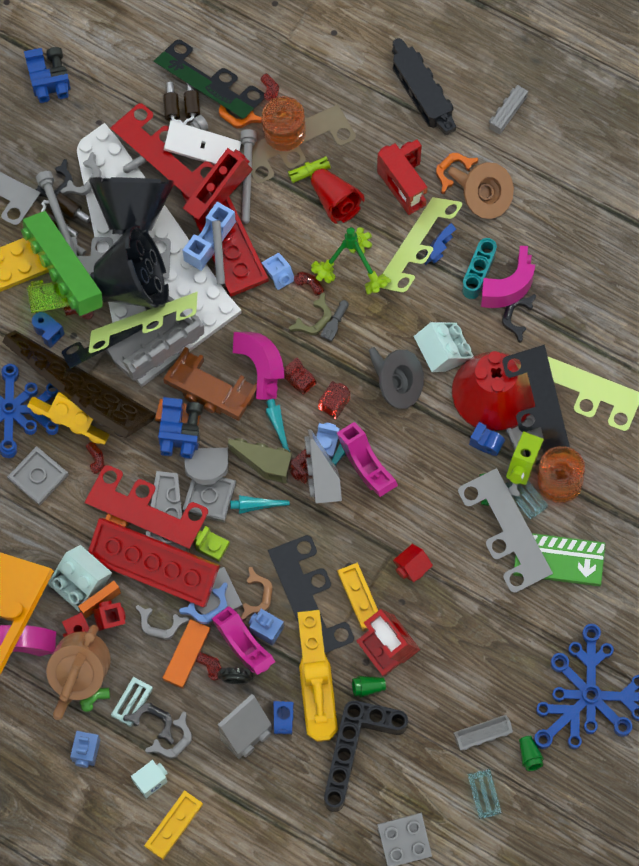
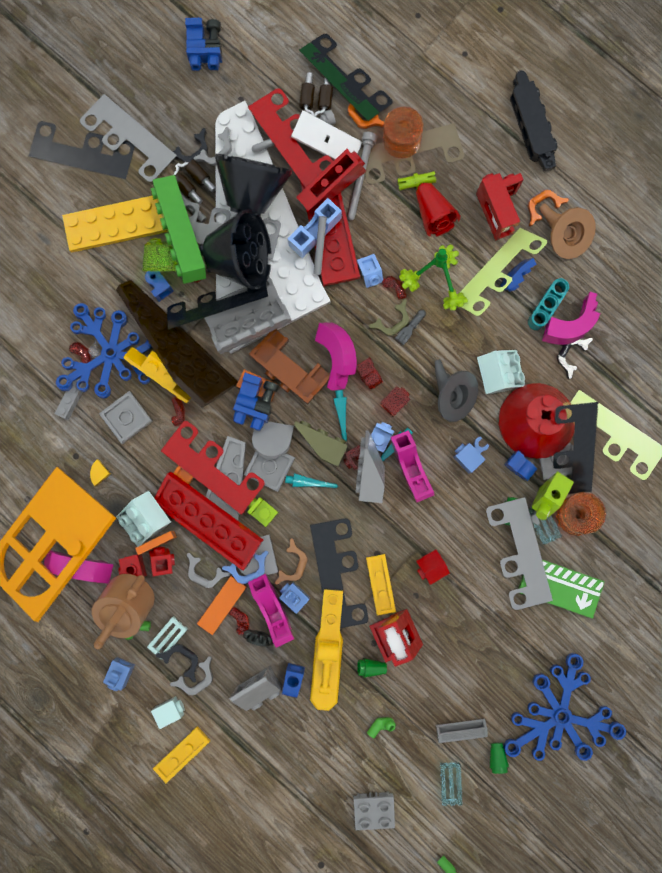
camera: 15 degrees right, 15 degrees up
(19, 540) = (98, 472): none -> yellow tile
(45, 180) = (181, 144): light grey piece -> none
(145, 318) = (243, 295): yellowish green piece -> none
(272, 87) = (399, 96): clear red arm -> none
(350, 745) = (346, 718): black beam -> none
(391, 745) = (383, 723): none -> bright green arm
(429, 440) = (469, 456): none -> medium blue brick
(508, 110) = (607, 156): light grey piece -> none

